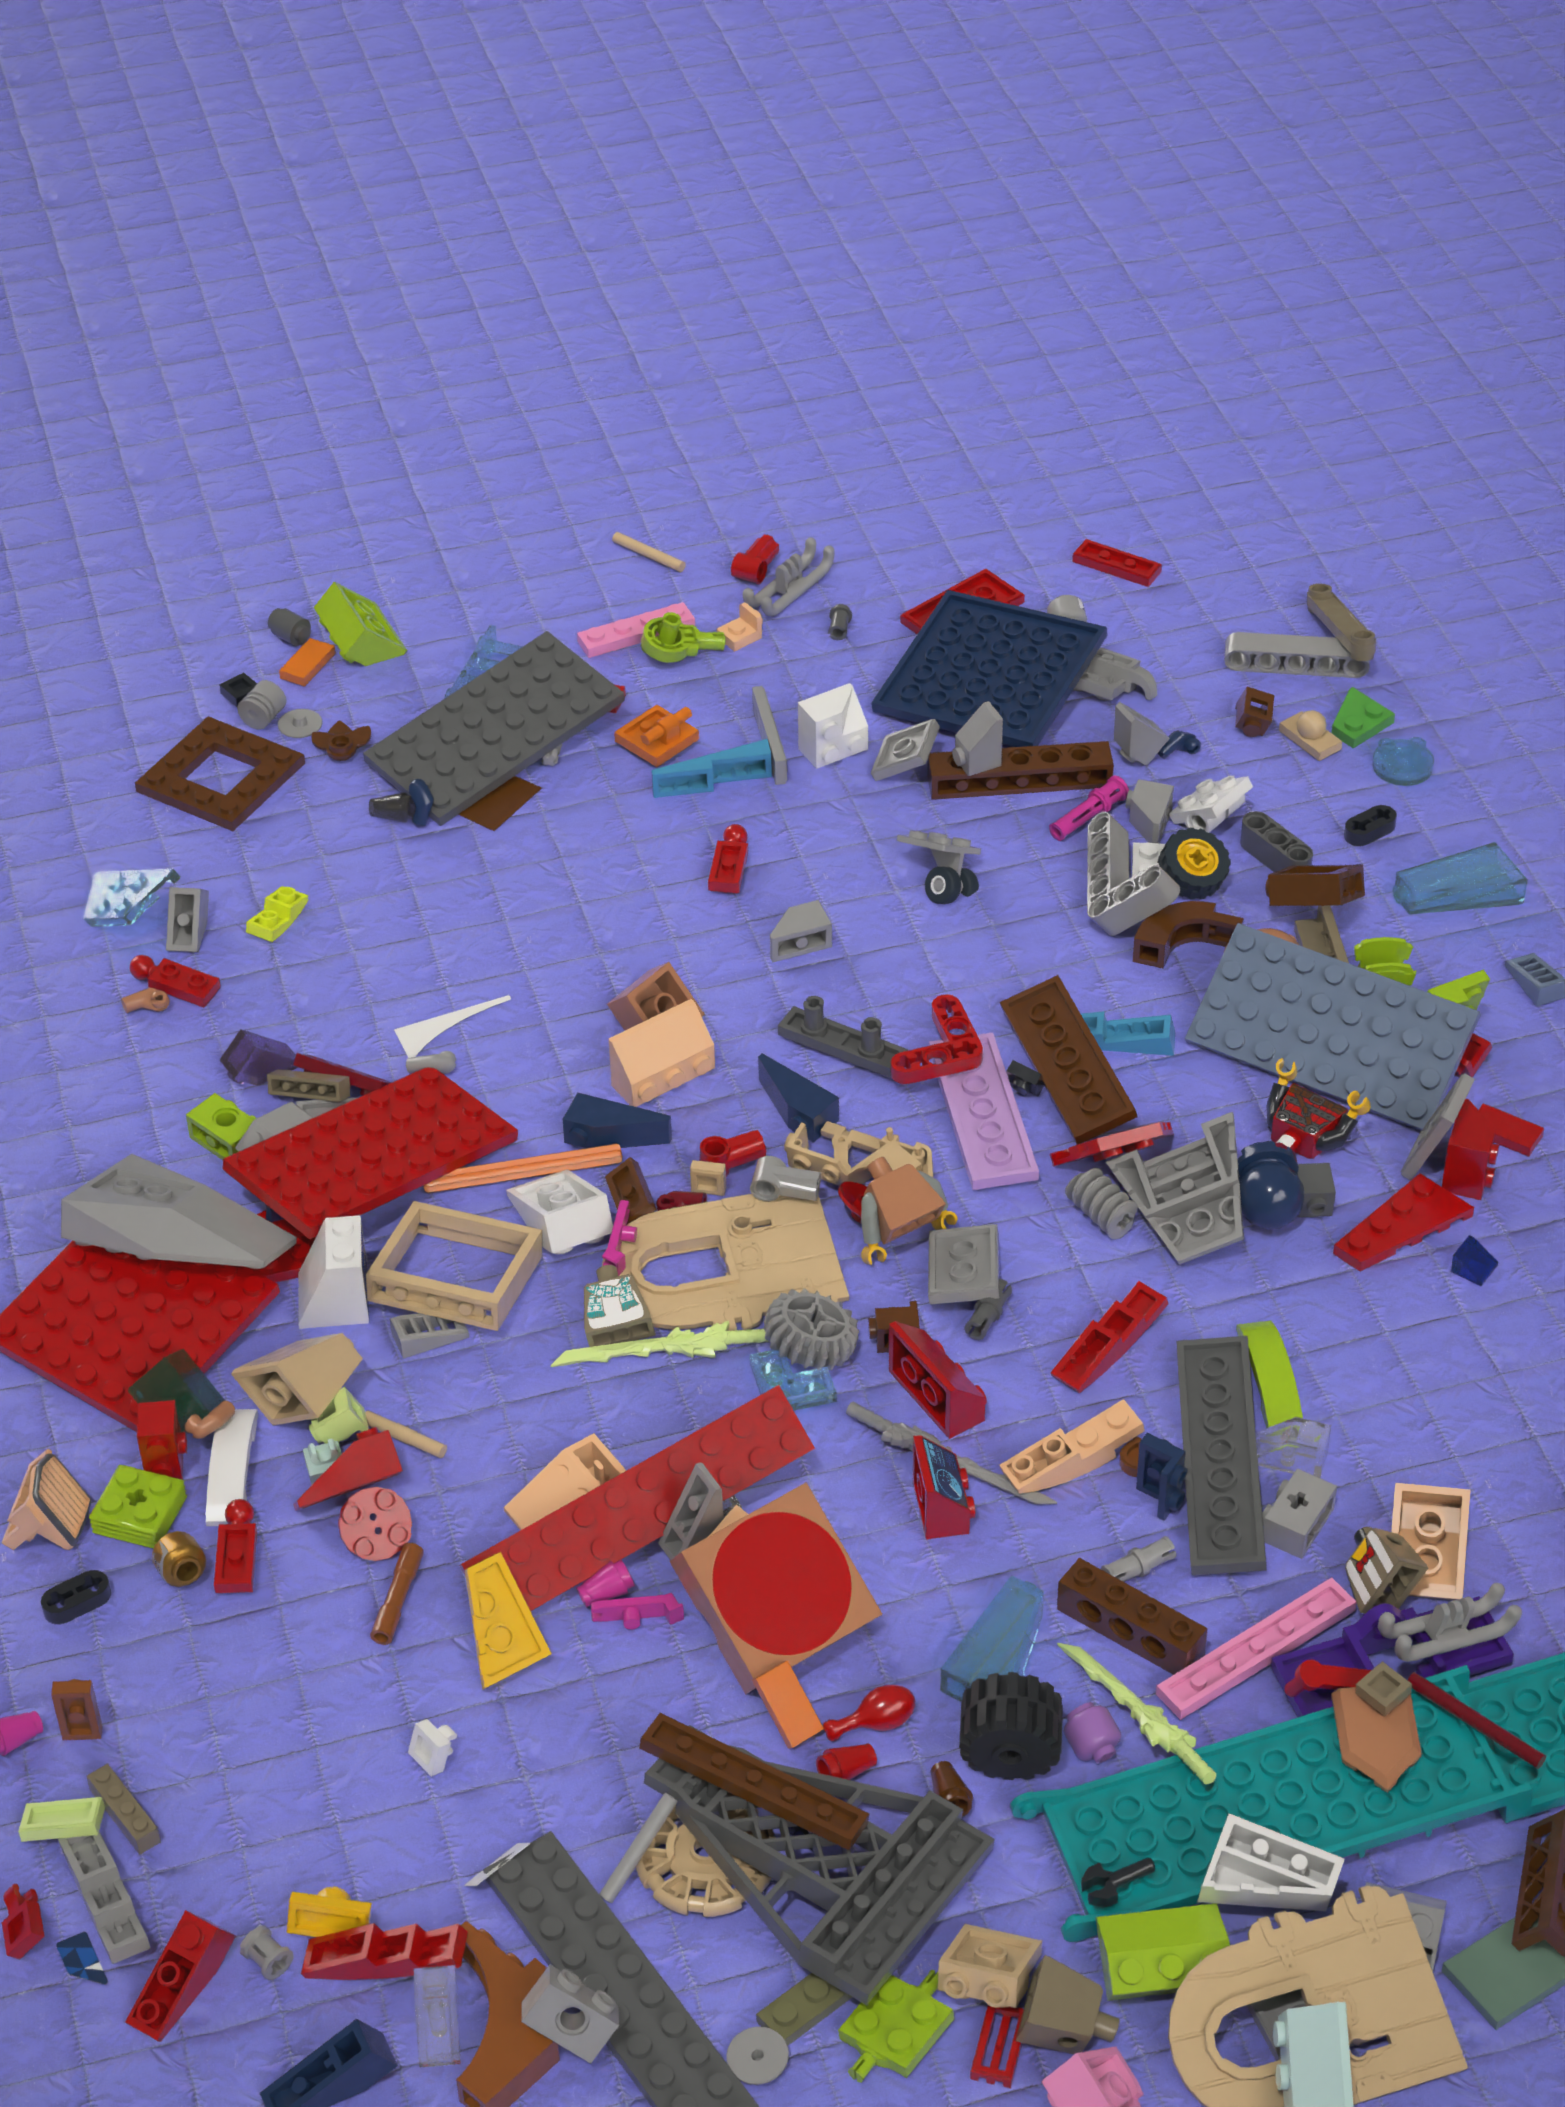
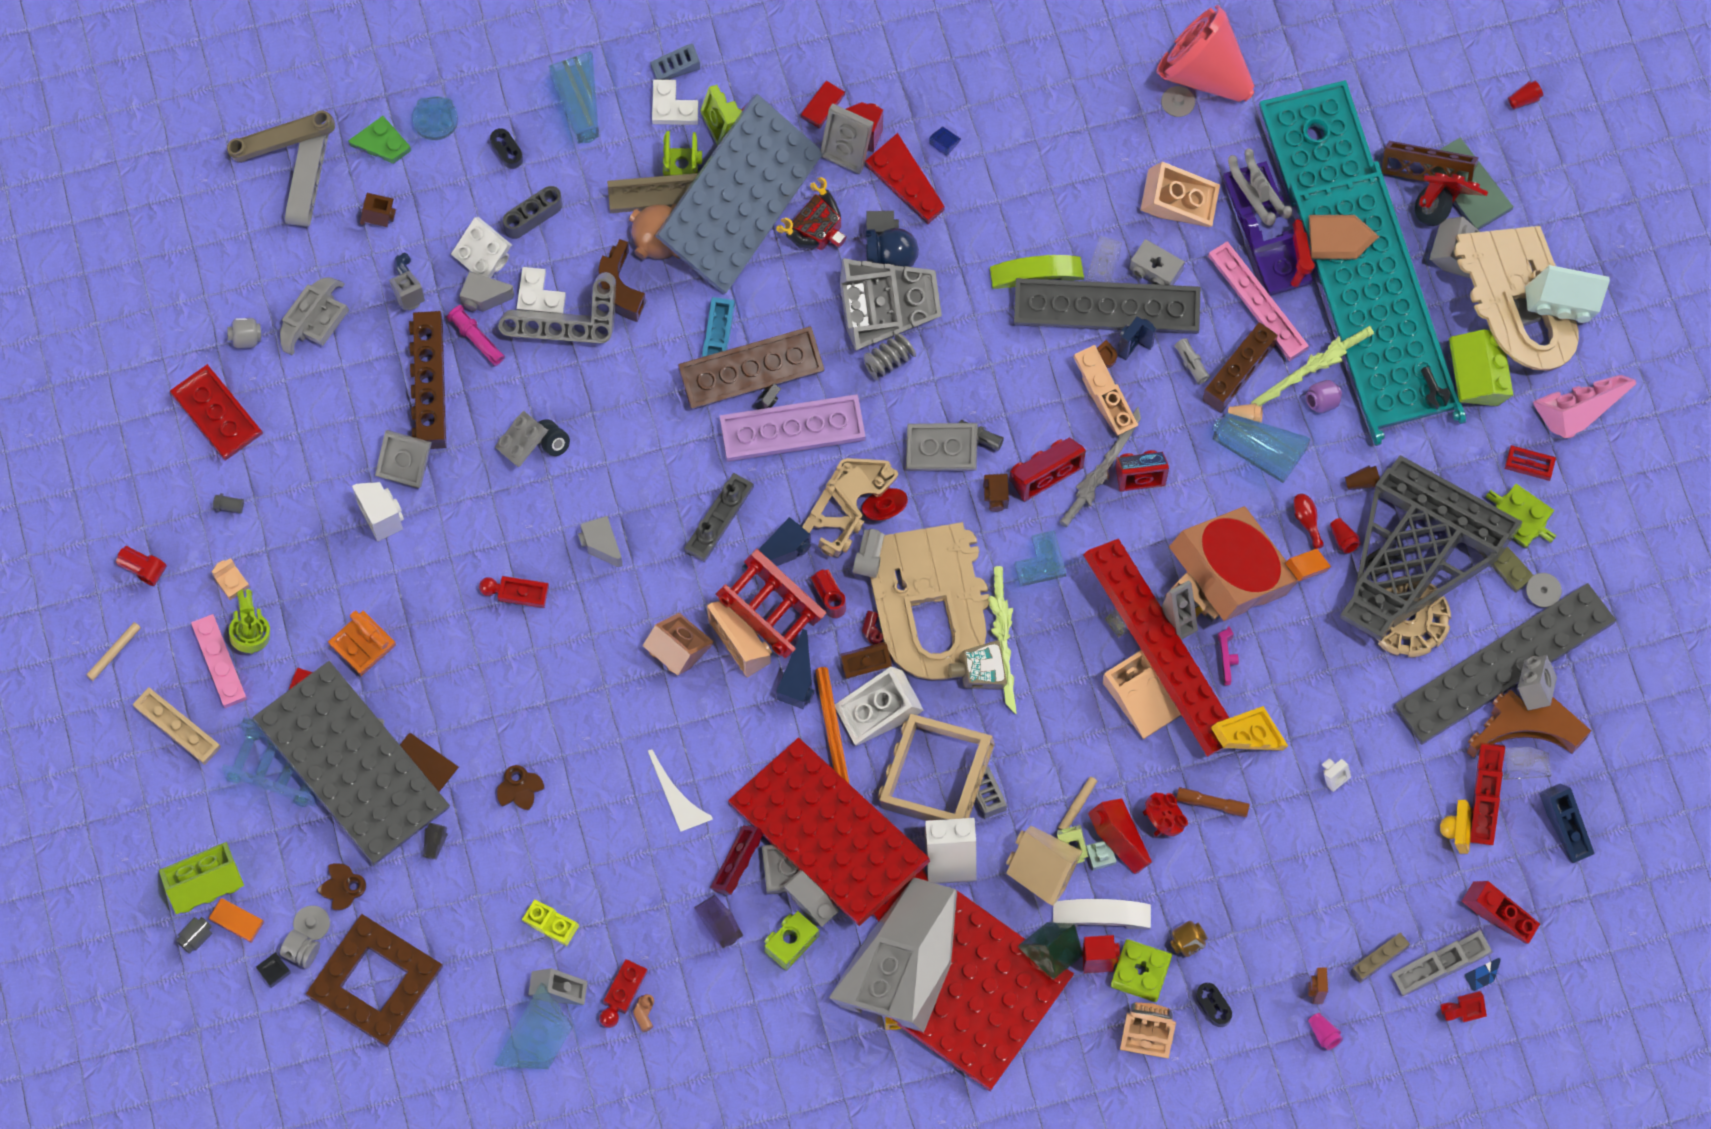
camera: 90 degrees left, 25 degrees up
(61, 1819) = (1390, 992): yellowish green tile -> none
(215, 1419) = (1080, 921): nougat arm -> none
(236, 1549) = (1178, 904): red plate -> none
(266, 1952) = (1484, 863): light grey bush -> none
(308, 1085) = (751, 882): dark tan piece -> none
(422, 799) = (434, 815): dark blue arm -> none
(442, 1062) = (727, 799): light grey arm -> none
(461, 878) = (519, 791): none -> reddish brown plate
(482, 1876) = (1405, 726): white sticker -> none
(551, 600) = (176, 726): none -> tan plate
(607, 1583) = (1210, 672): dark pink cone -> none
(619, 1233) = (911, 664): dark pink piece -> none
(638, 1847) = (1416, 649): light grey piece -> none
(700, 773) = (415, 606): dark azure slope -> none
(708, 1177) = (854, 608): tan tile -> none
(717, 1104) = (774, 581): none -> red fence
(754, 1781) = (1388, 575): reddish brown plate -> none
(769, 731) = (371, 558): light grey tile -> none
(790, 580) = (170, 539): light grey piece -> none
(811, 1329) = (1004, 542): light grey gear -> none
(899, 1204) = (904, 479): nougat torso -> none
(952, 1045) = (737, 438): red beam -> none
(980, 741) = (428, 396): light grey slope -> none
(988, 1966) = (1488, 461): tan plate -> none
(992, 653) = (315, 391): dark blue plate -> none
(1011, 1726) = (1333, 436): black wheel -> none
(1051, 1633) = (1248, 411): none -> light nougat cone
(1063, 2010) = (1516, 425): dark tan torso -> none
(1109, 1338) = (1006, 363): red slope -> none
(1112, 1145) = (837, 341): red wing -> none
(1117, 563) = (168, 293): red tile -> none
(1195, 862) = (552, 267): black wheel -> none
(1268, 1870) = (1440, 304): white wedge -> none
(1310, 733) = (399, 176): tan tile -> none
(1315, 885) = (606, 191): reddish brown window -> none
(1382, 1568) = (1208, 221): dark tan torso -> none
(1383, 1688) = (1320, 225): dark tan plate -> none
(1458, 966) = (668, 109): none -> white plate
(1477, 1721) = (1333, 182): dark red bar -> none
(1485, 1890) = (1436, 199): none -> plate

